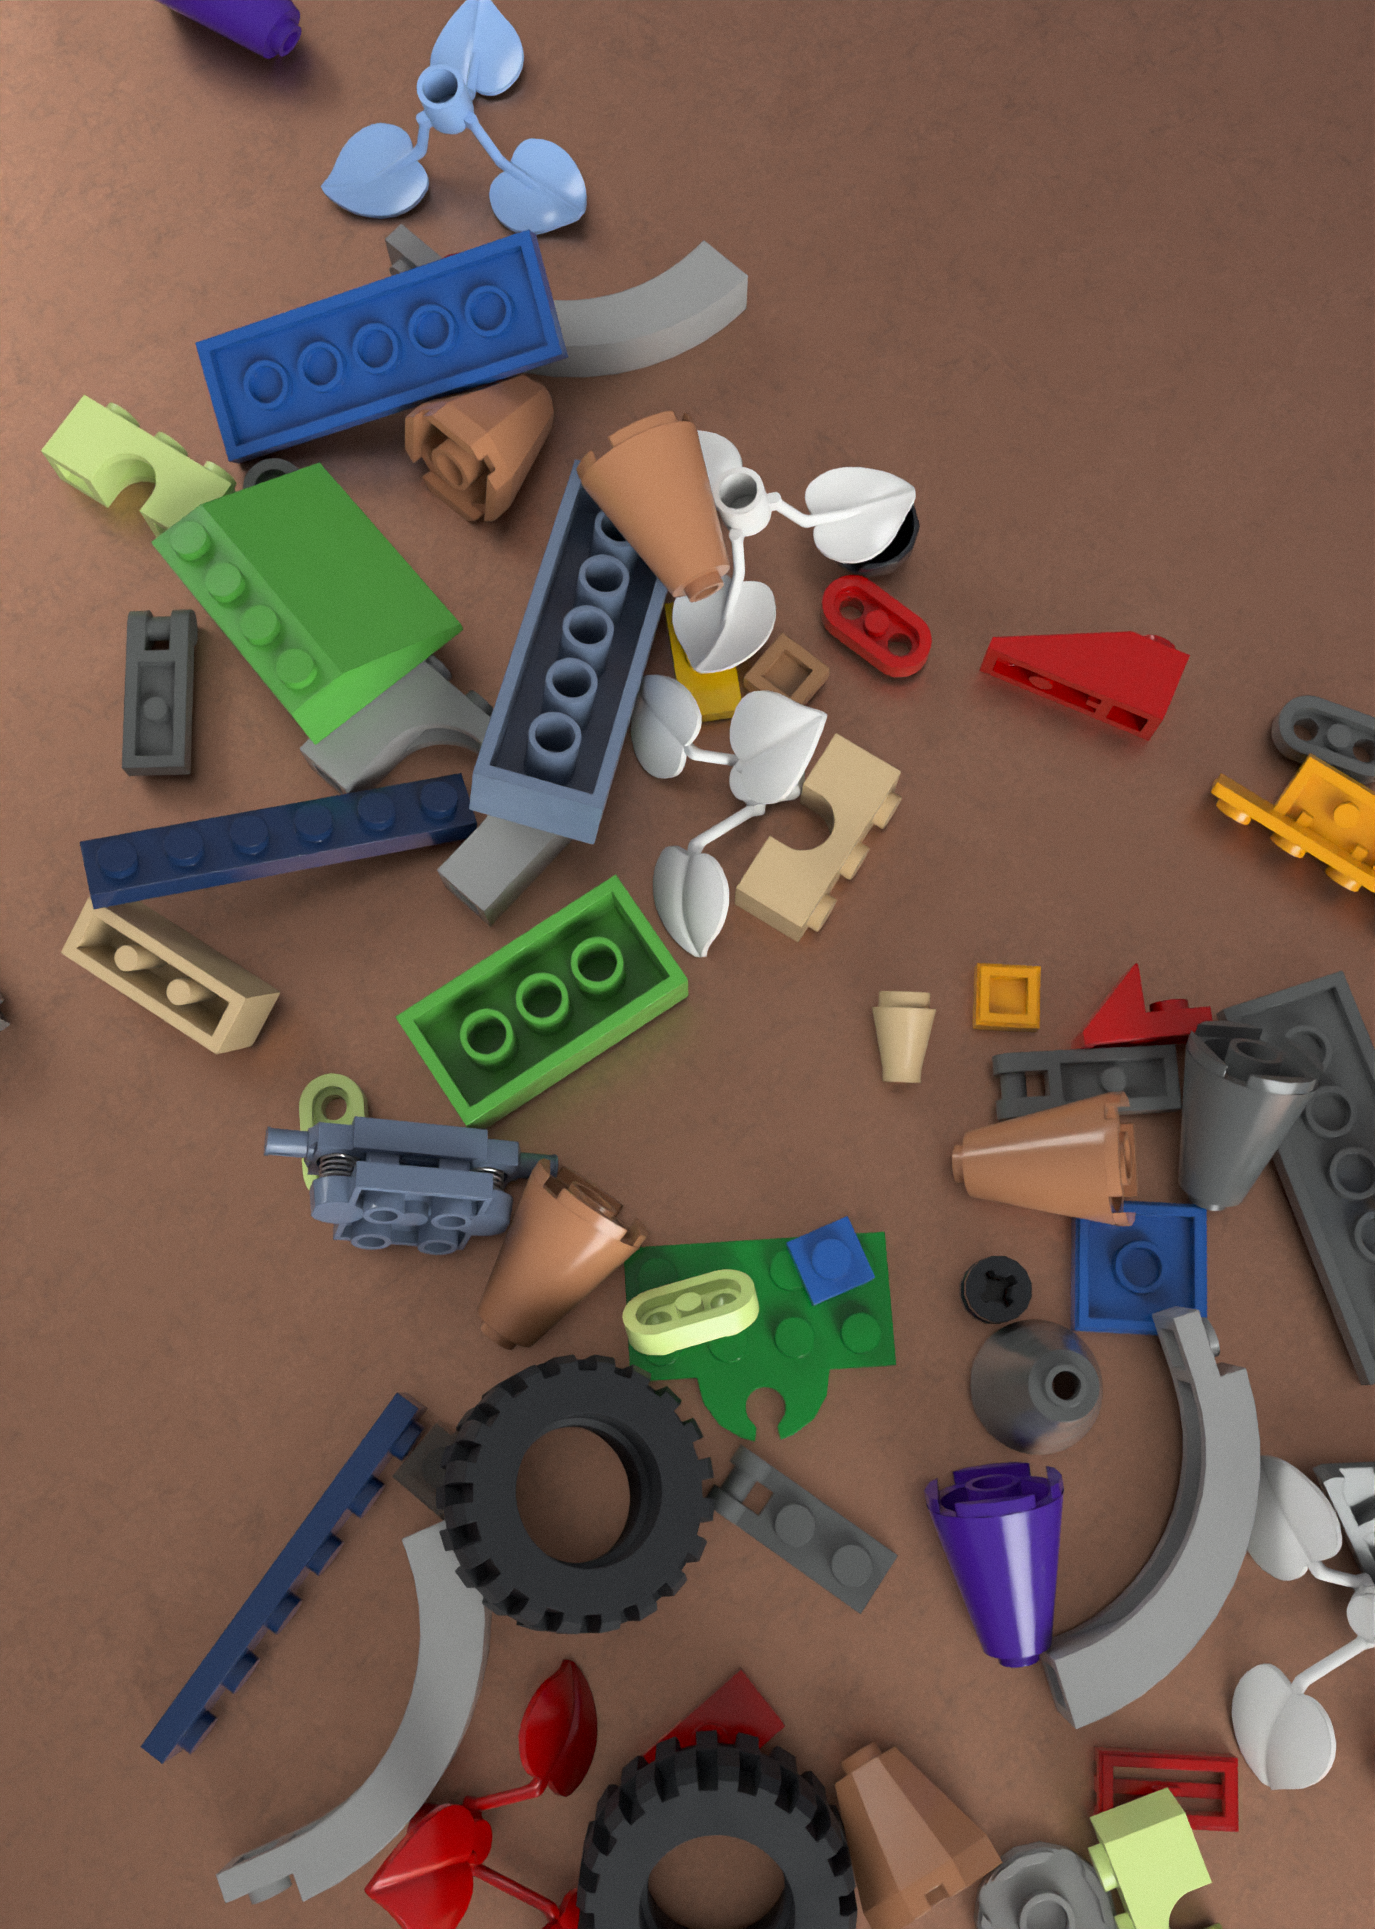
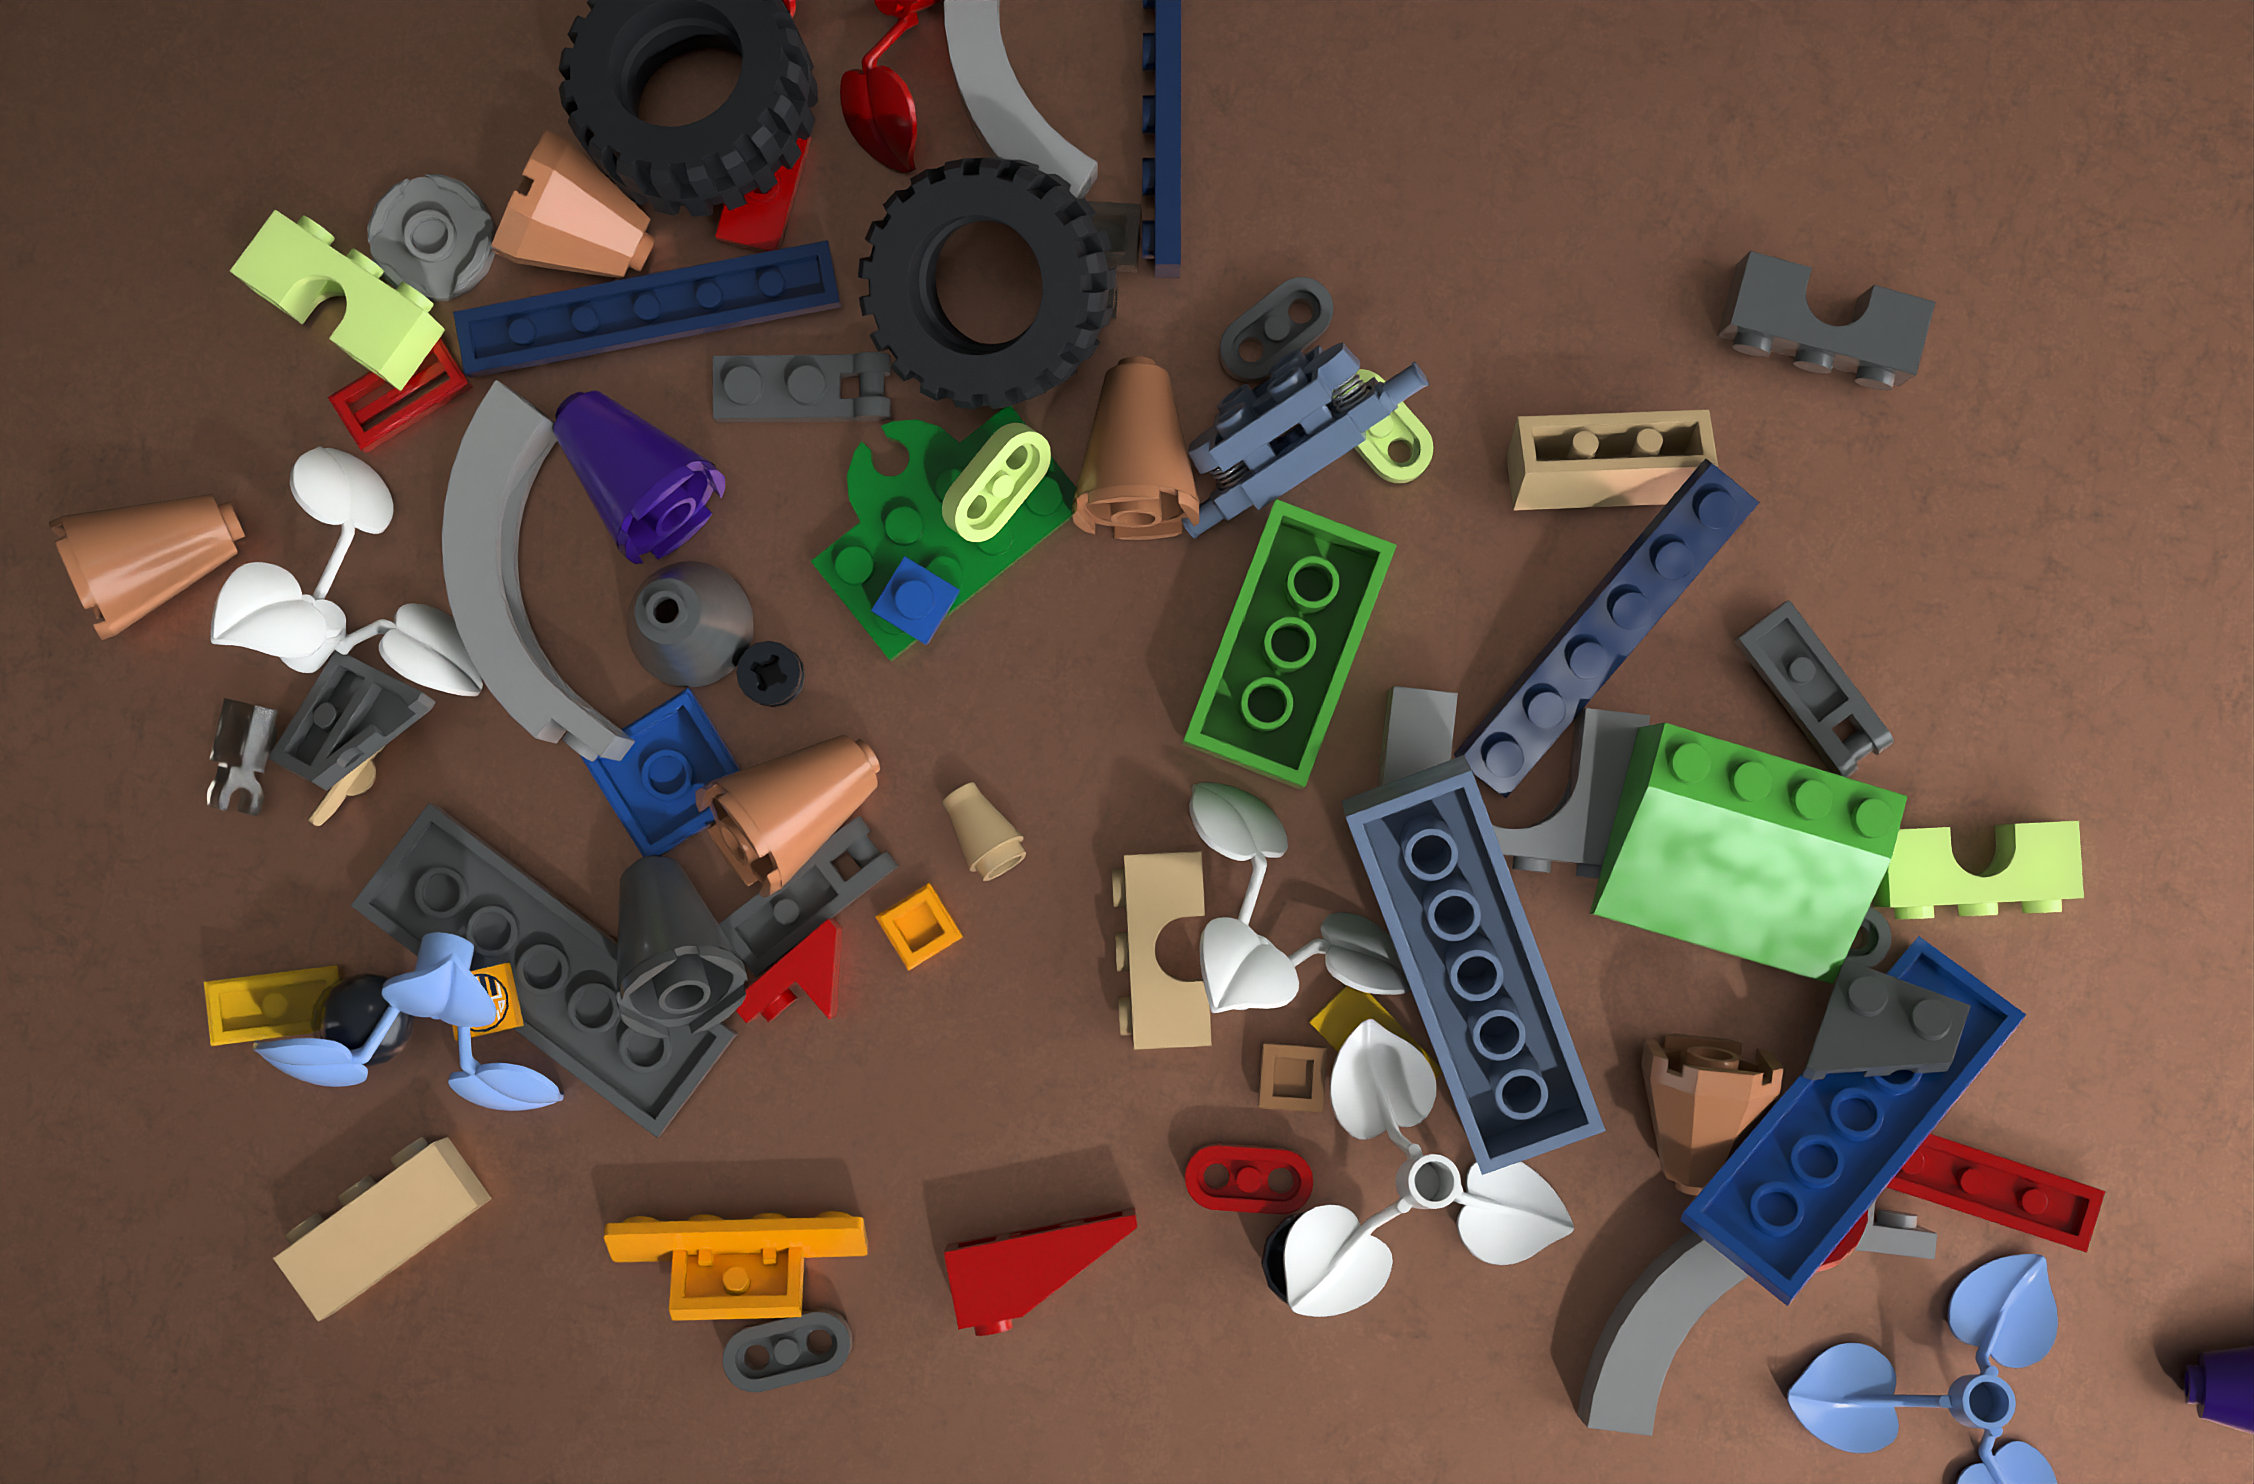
camera: 140 degrees right, 10 degrees up
(305, 236) = (2001, 1191): none -> red plate
(306, 399) = (1884, 1027): none -> dark grey wing
(361, 1282) = (1274, 330): none -> dark grey plate
(662, 502) = (1488, 1125): nougat cone -> none
(894, 1702) = (647, 309): none -> dark blue plate

